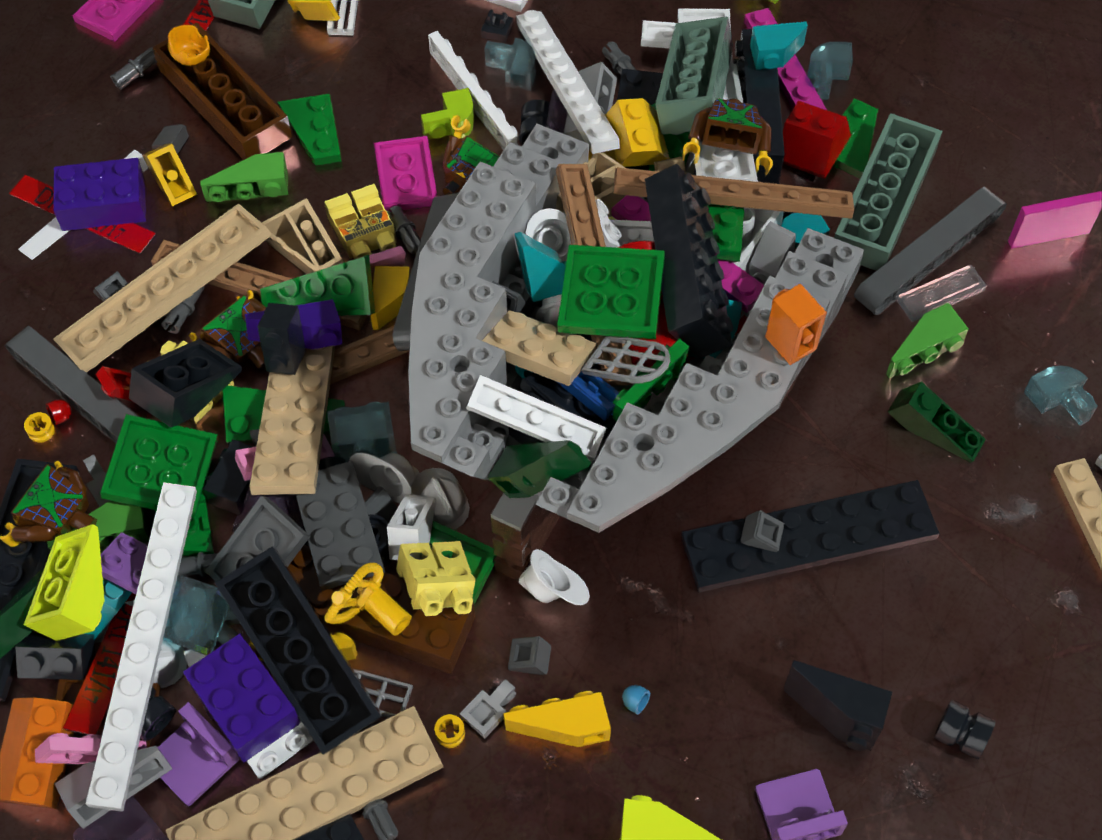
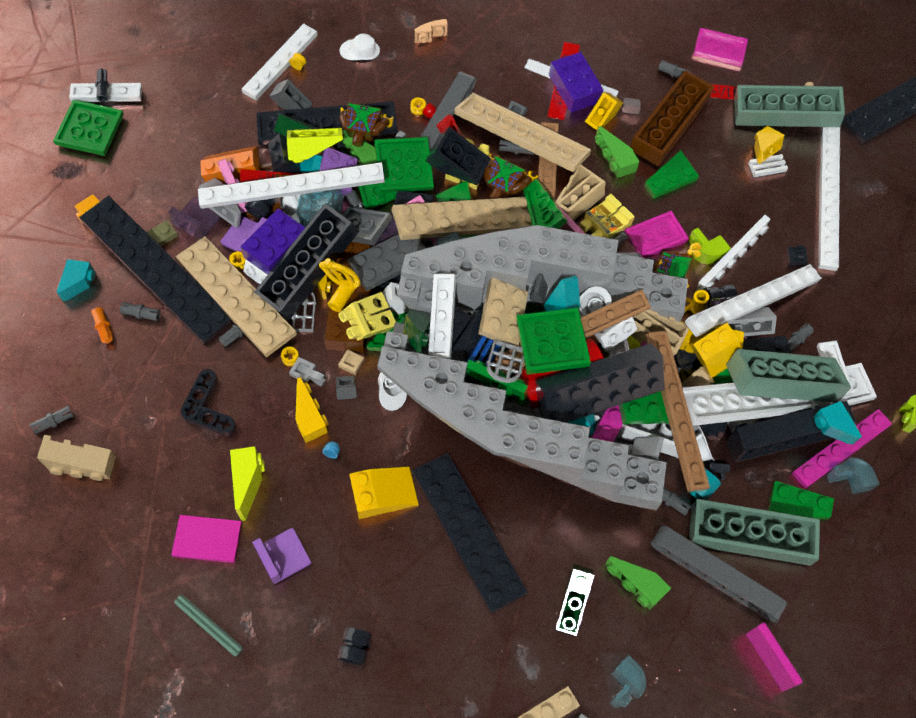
camera: 70 degrees right, 5 degrees up
(188, 45) = (689, 84): light orange hair -> none
(230, 771) = (237, 255): none -> yellow bush
(281, 338) = (495, 193): black brick -> none
(318, 320) = (515, 207): dark purple slope -> none
(488, 637) = (351, 362): none -> tan tile
(515, 59) = (768, 272): clear light blue brick -> none
(724, 640) = (383, 491): none -> yellow slope
(731, 127) = (734, 399): reddish brown torso -> none
(762, 531) = (457, 498): dark grey slope -> none
(795, 323) = (541, 439): orange brick -> none
(814, 138) = (778, 473): red slope -> none
(843, 705) = (346, 569): black slope -> none
(946, 289) = (686, 588): clear tile -> none

